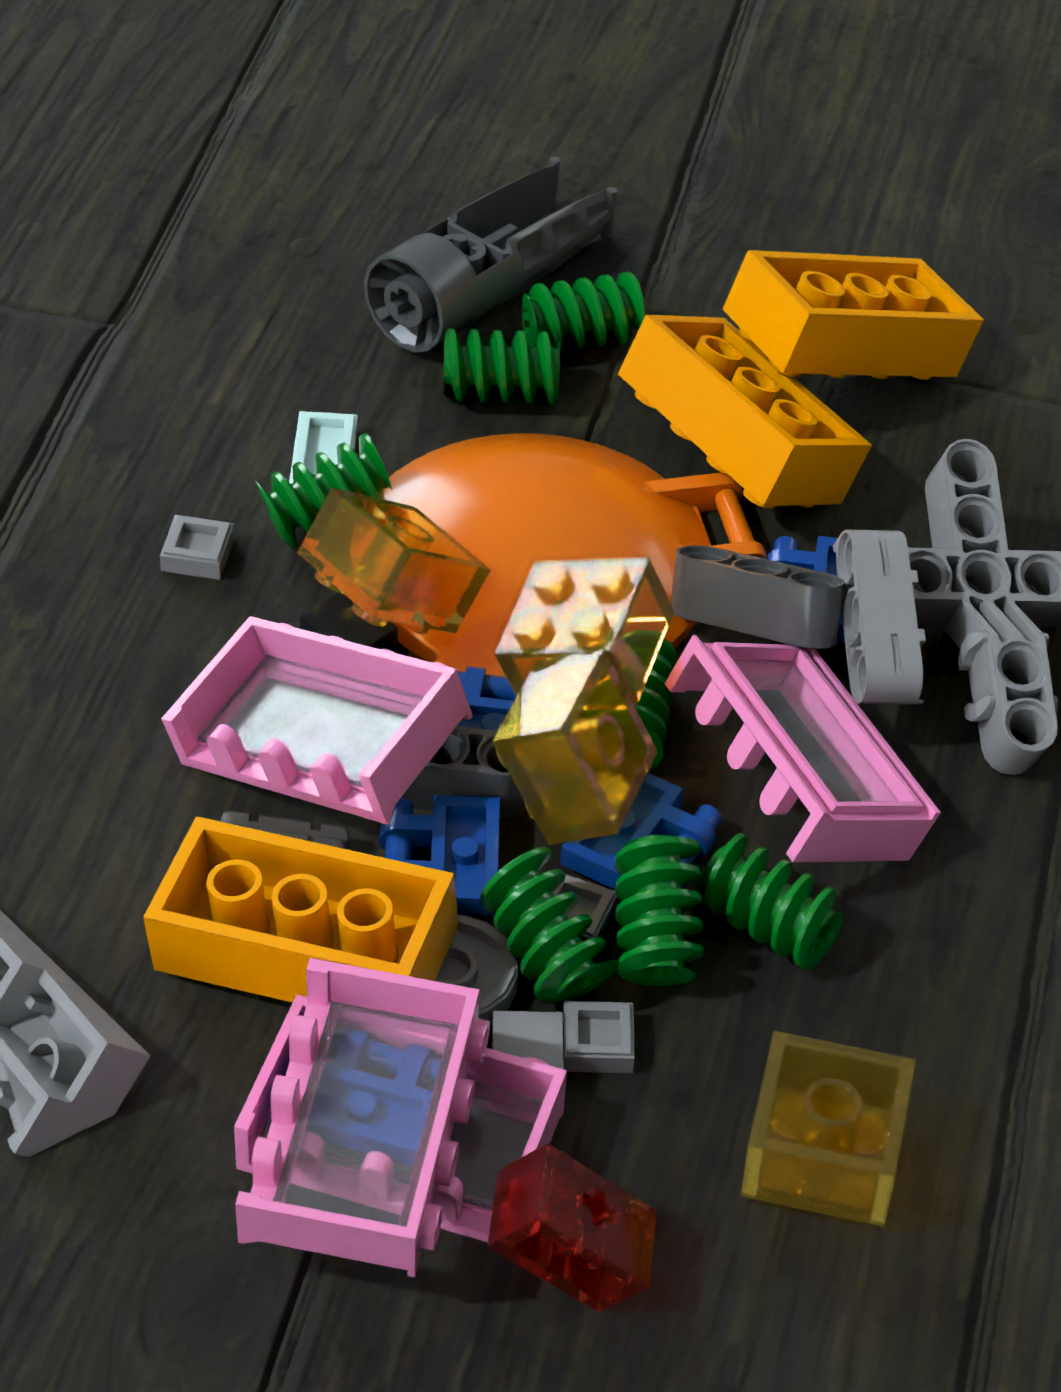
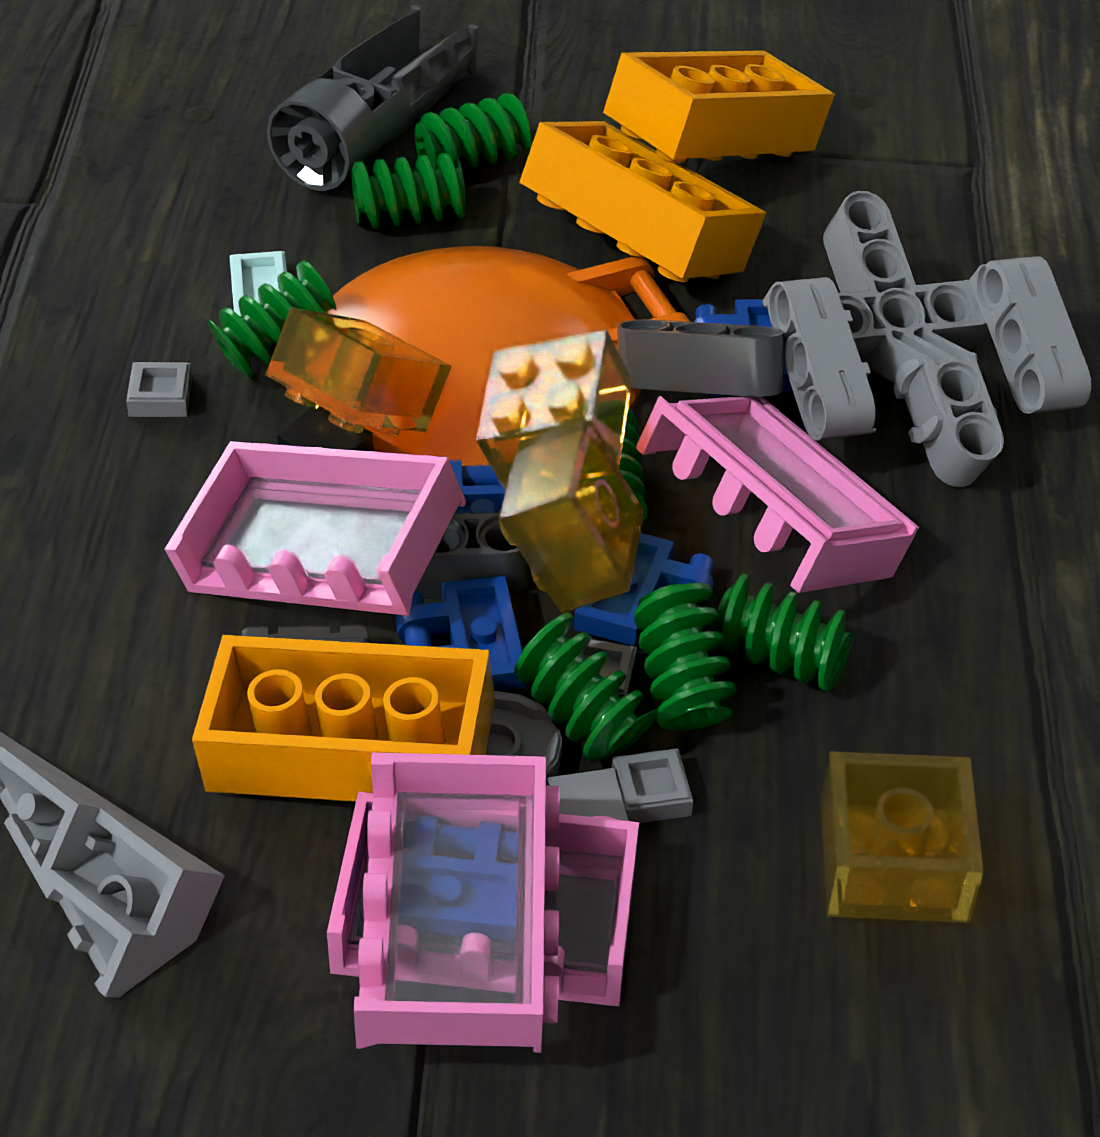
camera: 10 degrees left, 0 degrees up
(572, 1228) = (685, 976): clear red brick -> none

